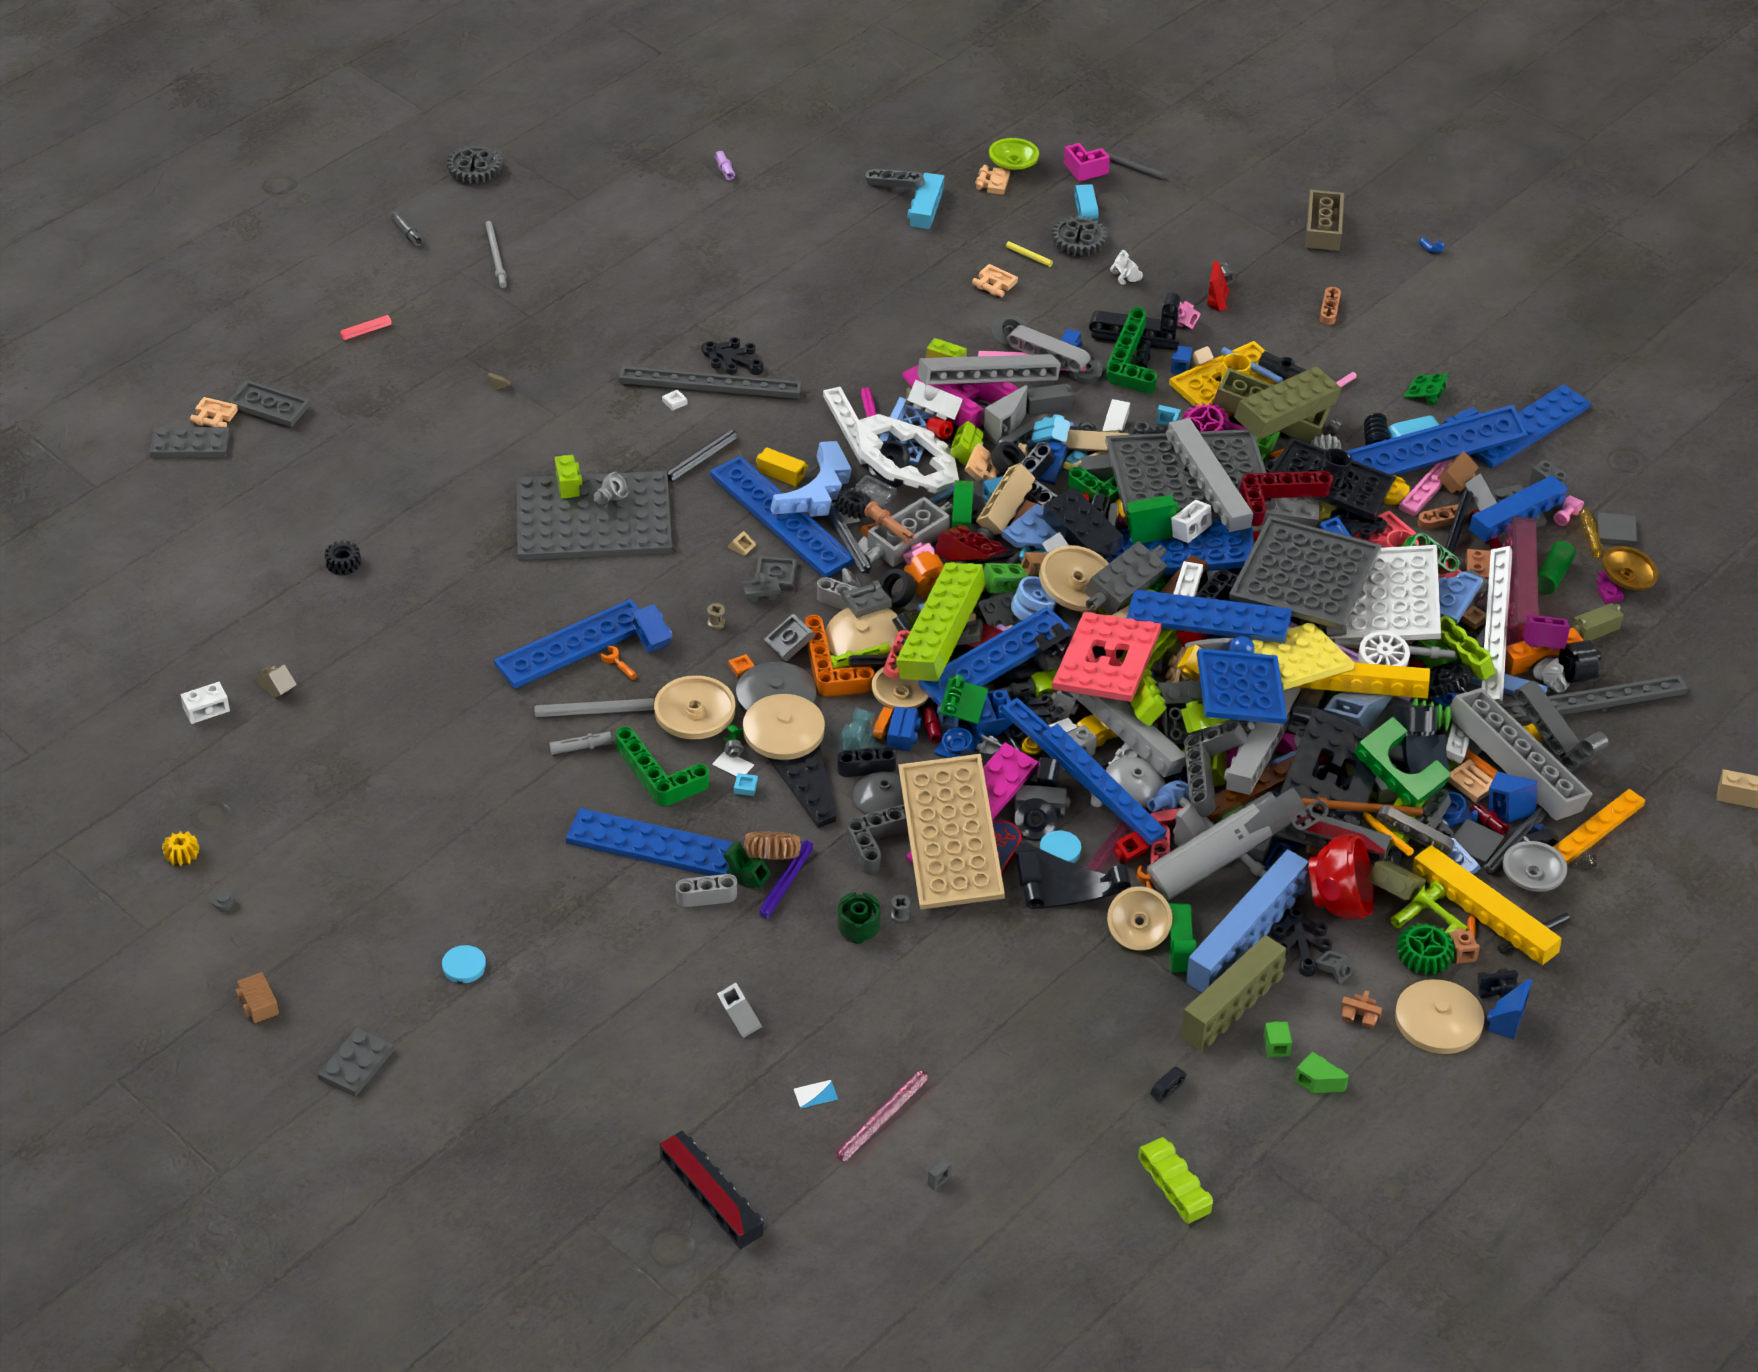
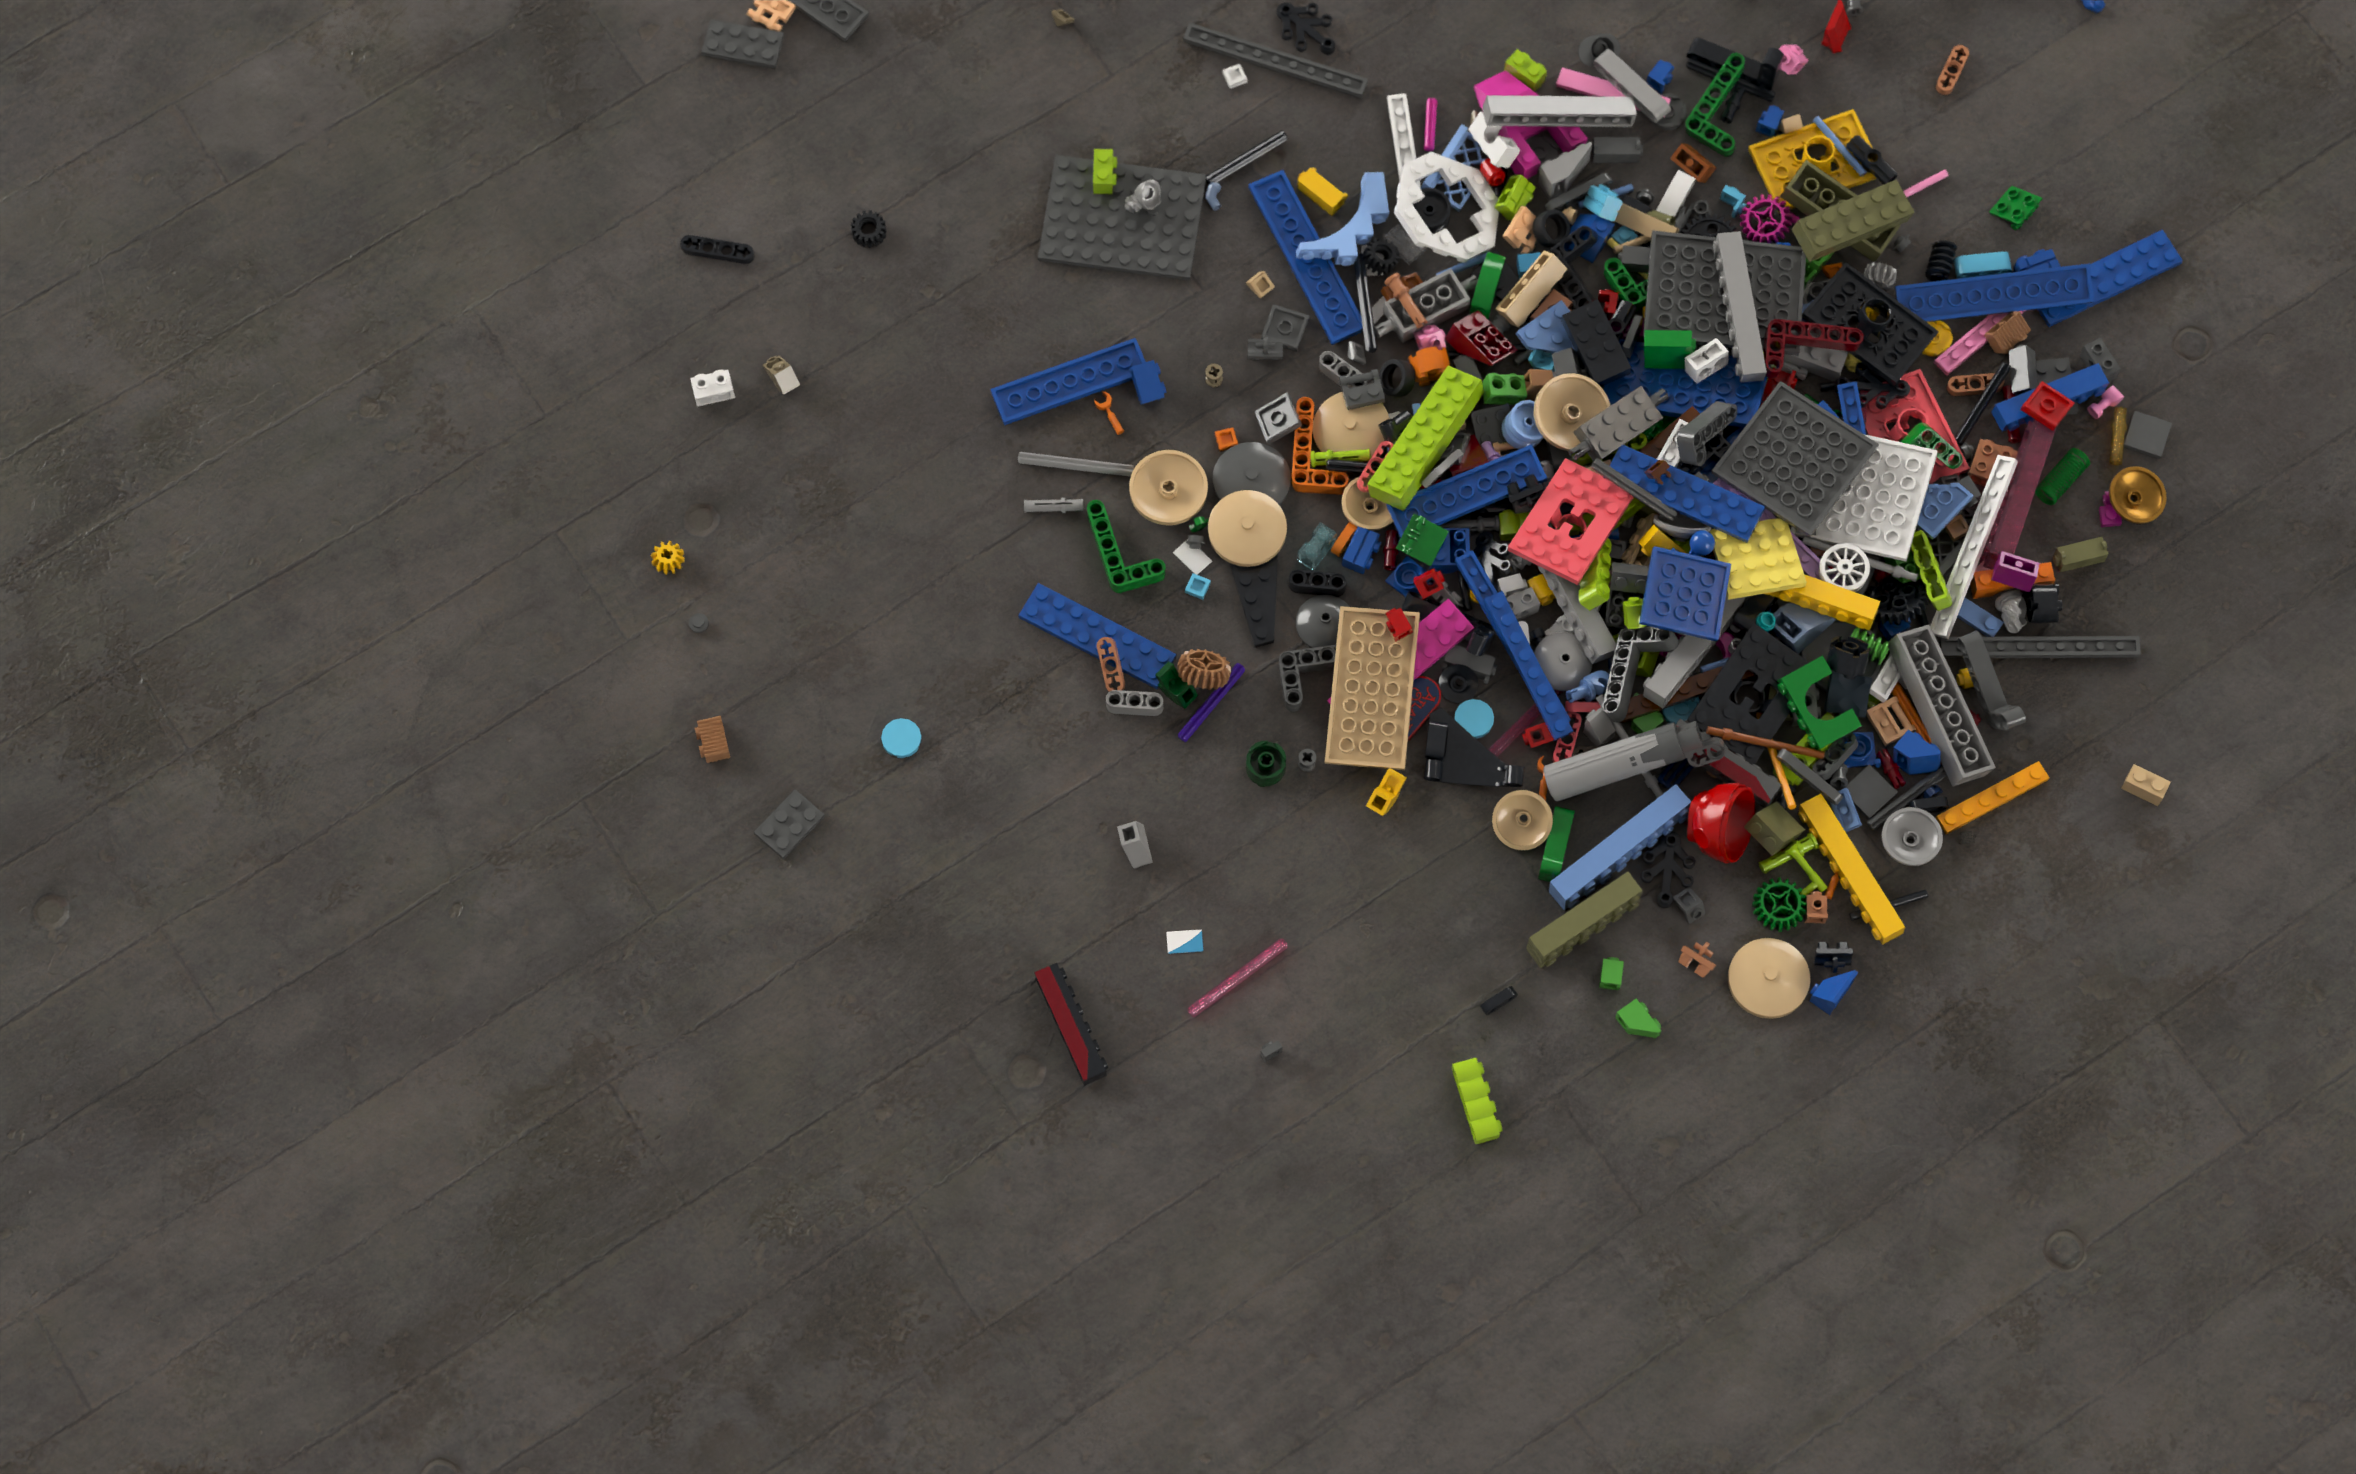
camera: 15 degrees right, 25 degrees up
(191, 596) = (717, 245): none -> black beam
(672, 845) = (1113, 649): none -> nougat beam
(675, 486) = (1210, 196): none -> sand blue arm
(963, 763) = (1398, 623): none -> red brick
(965, 640) = (1444, 466): none -> light grey tile
(987, 730) = (1426, 589): none -> red brick
(991, 922) = (1387, 792): none -> yellow brick
(1123, 392) = (1693, 162): none -> dark orange brick
(1160, 619) = (1633, 489): none -> dark grey axle
(1179, 598) = (1657, 470): none -> reddish brown tile
(1205, 565) = (1695, 434): none -> dark grey beam
(1325, 704) = (1766, 621): none -> teal plate
(1521, 507) = (2047, 406): none -> red plate

